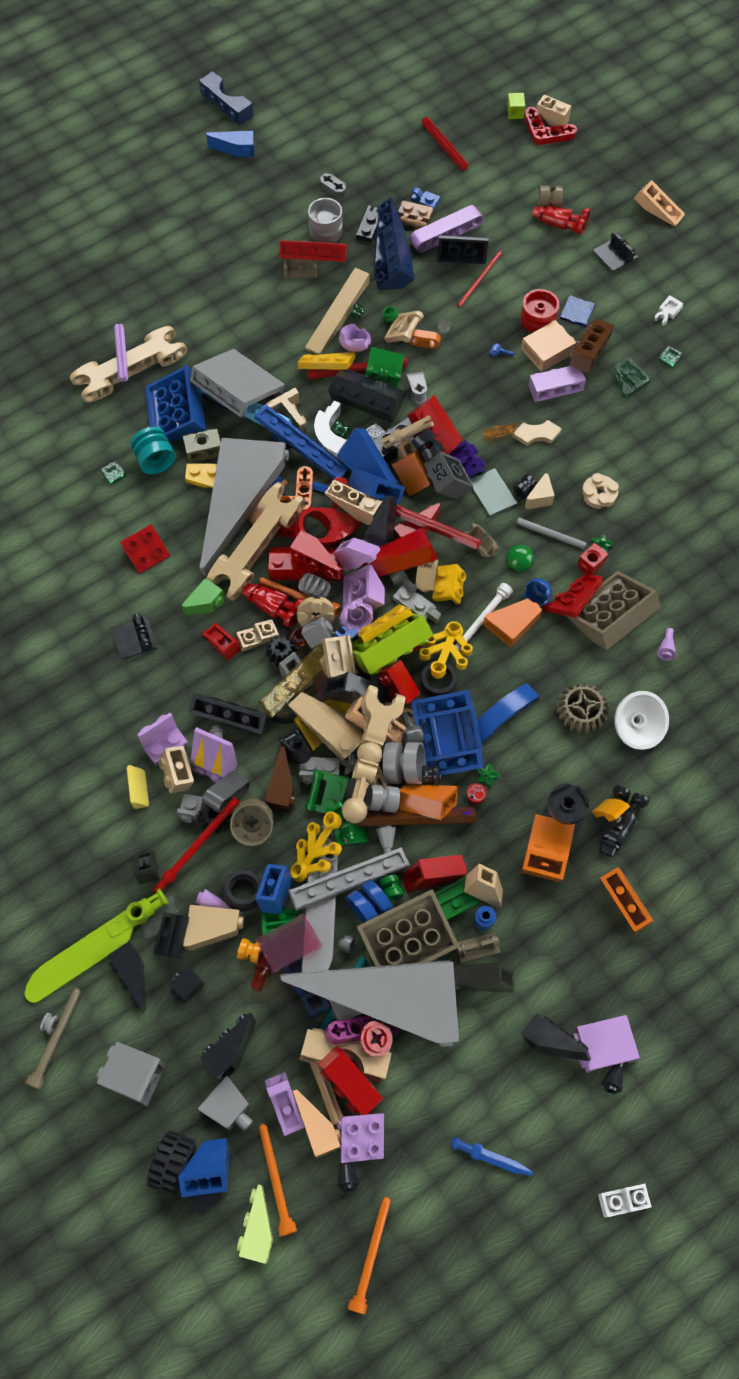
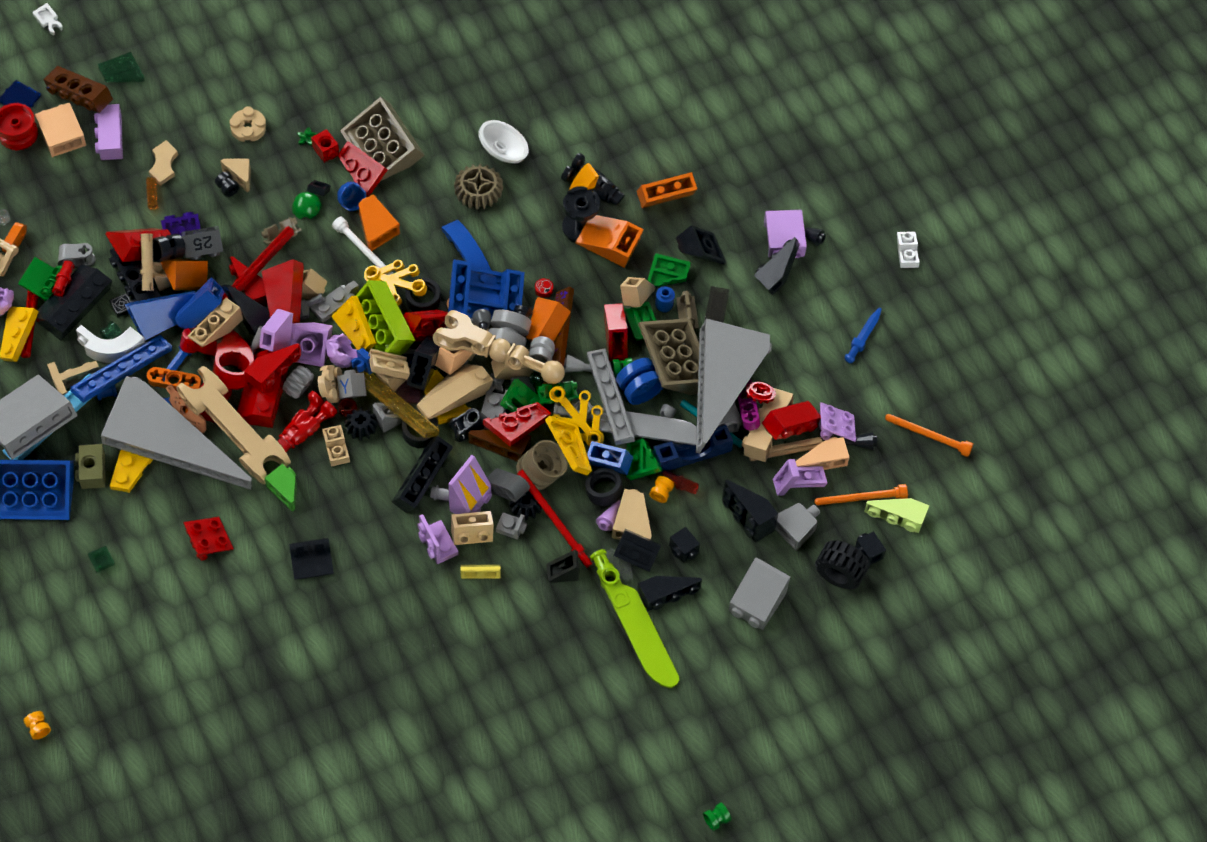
camera: 85 degrees left, 5 degrees down
(36, 1078) = (751, 679): dark tan piece -> none
(49, 1023) = (702, 664): light grey bush -> none
(152, 450) = (89, 510): teal wheel -> none
(206, 1170) = (854, 530): blue slope -> none
(222, 641) = (333, 478): red slope -> none
(278, 844) = (571, 443): none -> yellow wing
(288, 943) = (665, 447): clear pink piece -> none
(293, 593) = (296, 406): orange piece -> none
(294, 788) = (517, 424): none -> red wing
(383, 378) = (63, 278): none -> red pin
(449, 583) = (327, 269): yellow bracket -> none
(487, 775) = (529, 276): green plant -> none
(492, 492) = (225, 214): piece -> none
(496, 349) = (48, 177): blue hand -> none
(525, 917) = (668, 270): none -> green wing
(541, 564) = (318, 188): none -> black tile
(551, 533) = (282, 177): light grey bar -> none
(564, 950) = (700, 244): none -> black slope
(667, 649) = (434, 109): lavender cone -> none
(670, 356) = (104, 31): clear green tile -> none

